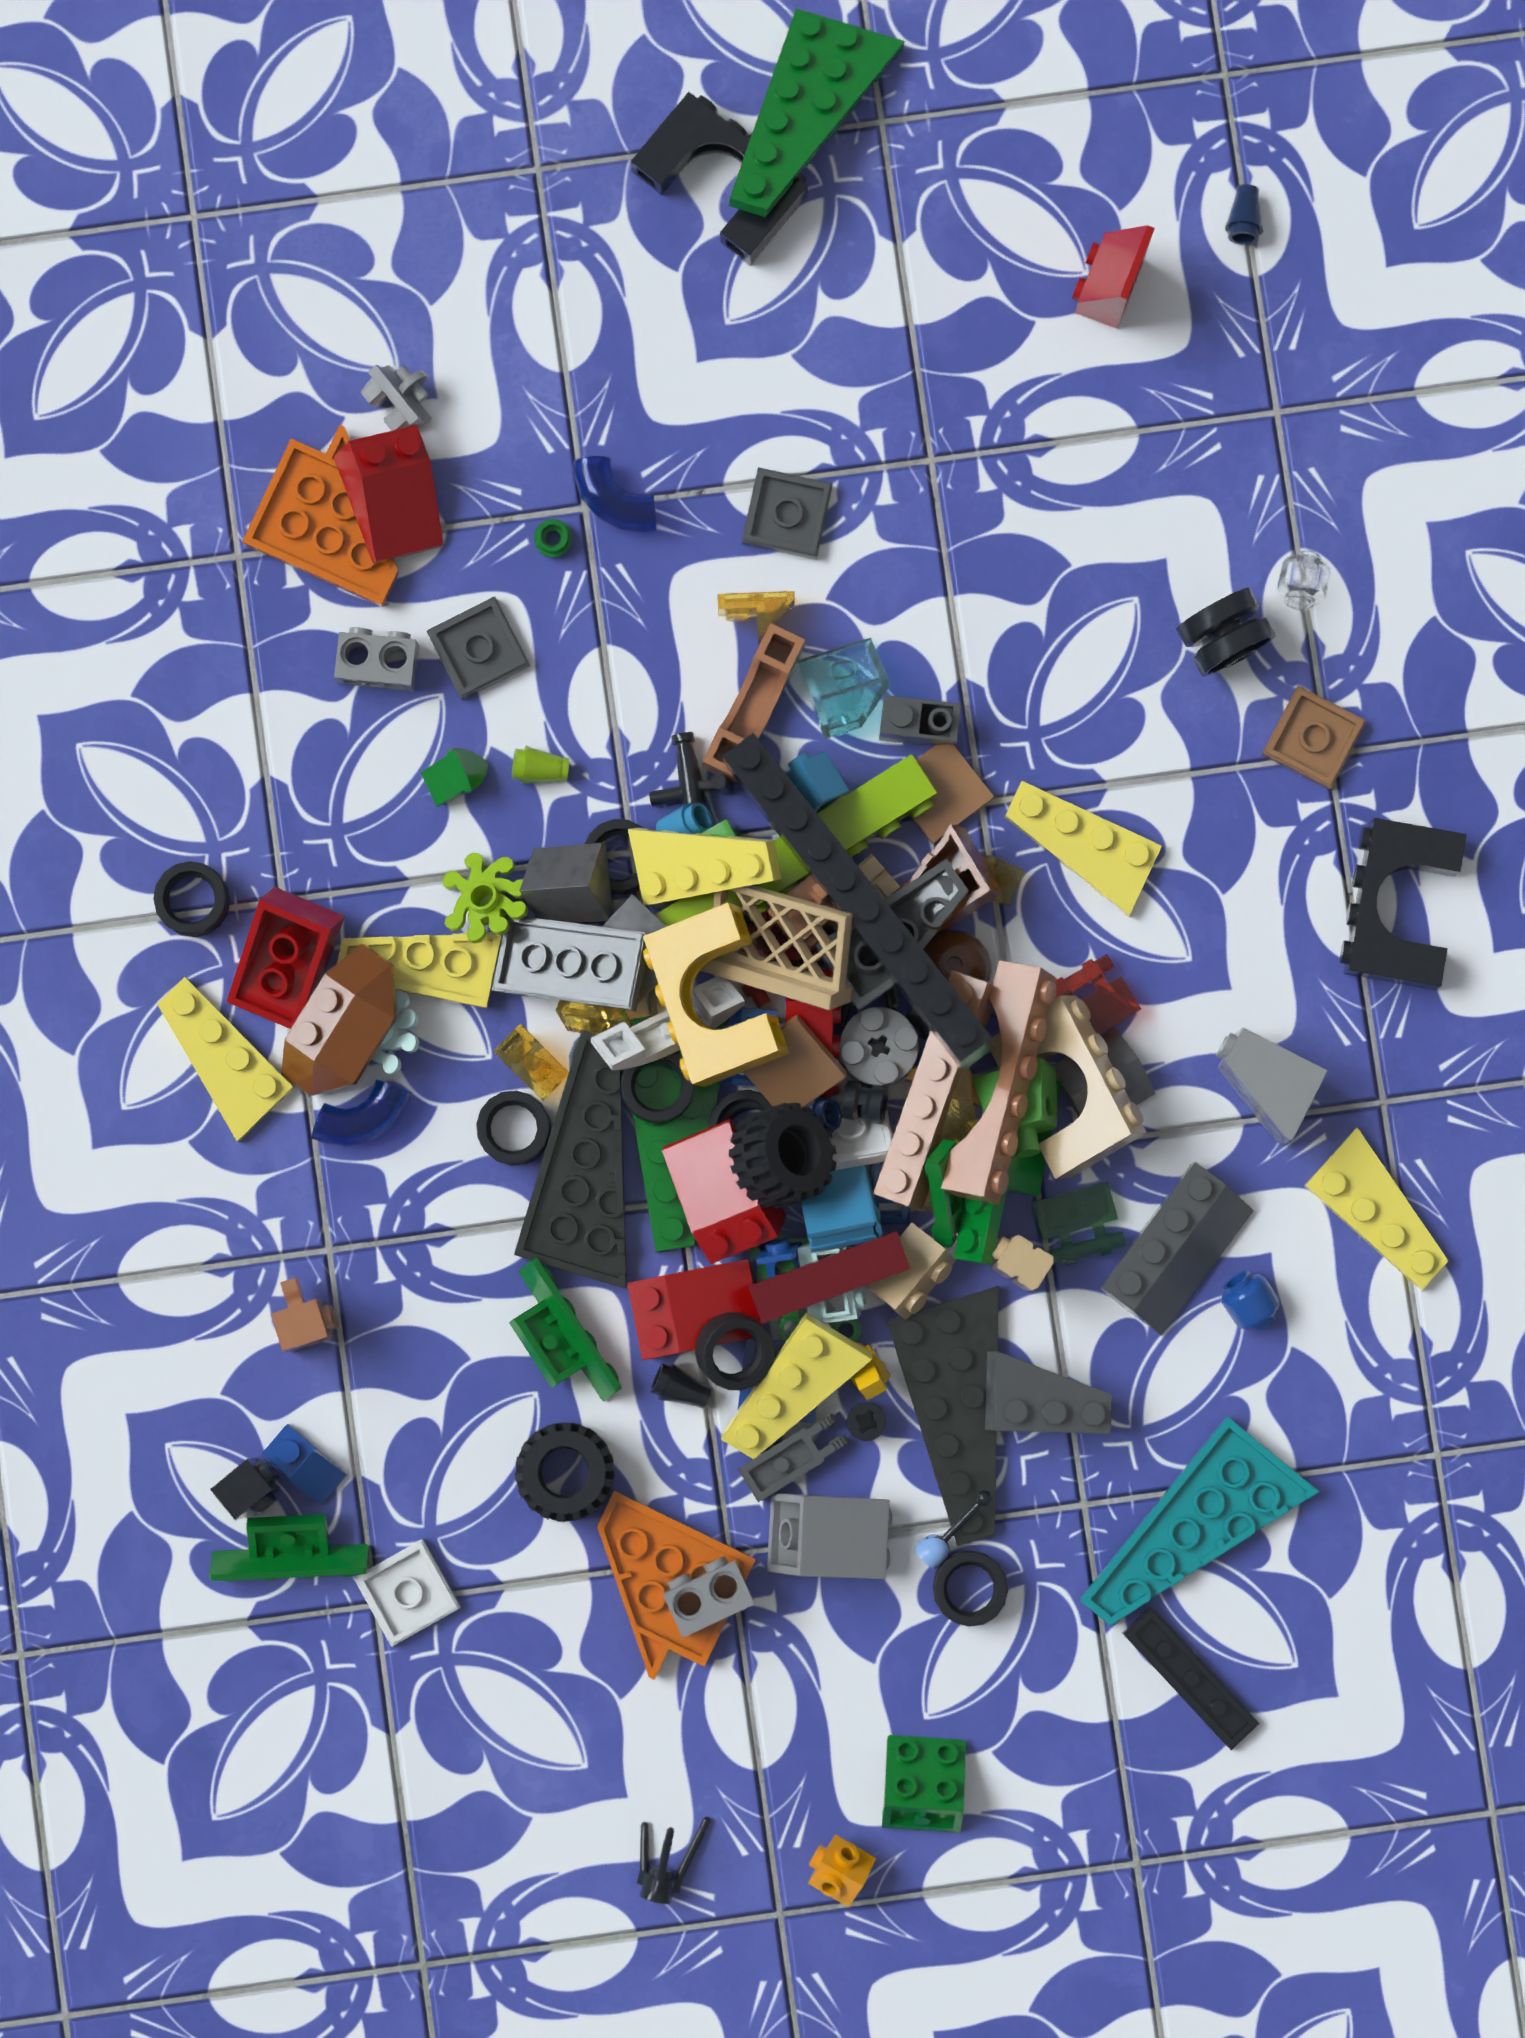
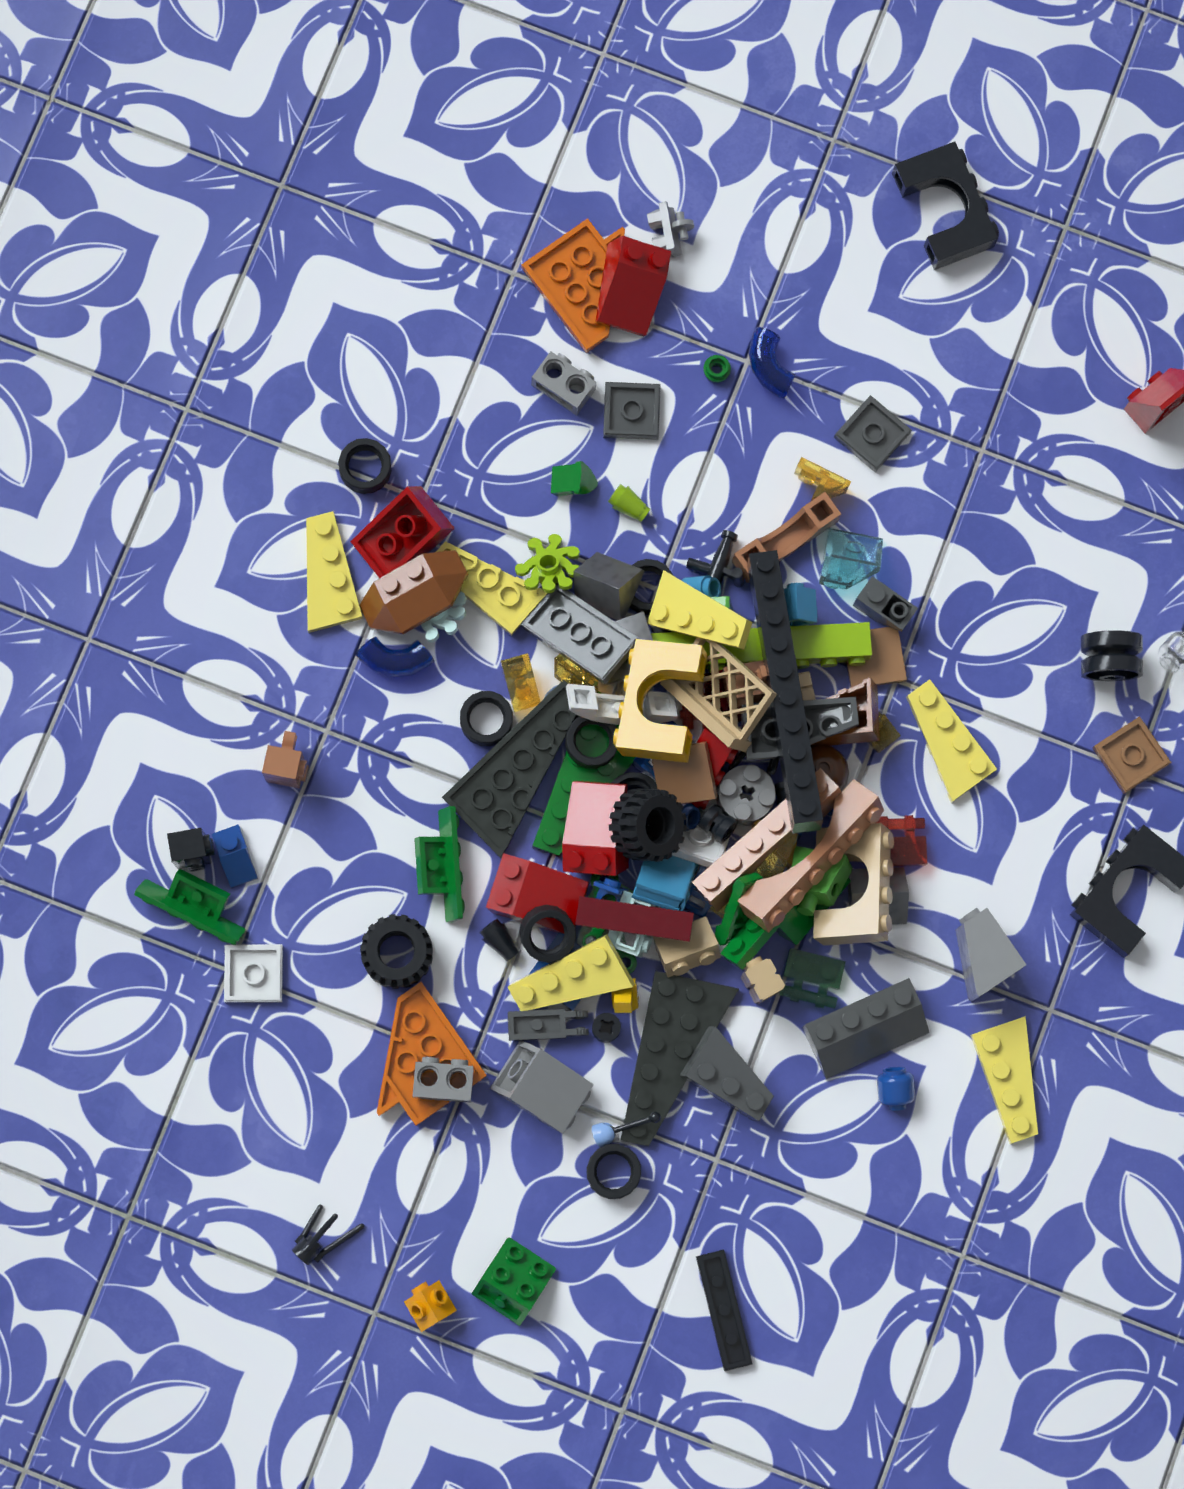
camera: 20 degrees right, 5 degrees down
(811, 93) = (1027, 186): green wing -> none
(1209, 1508) = (796, 1207): teal wing -> none

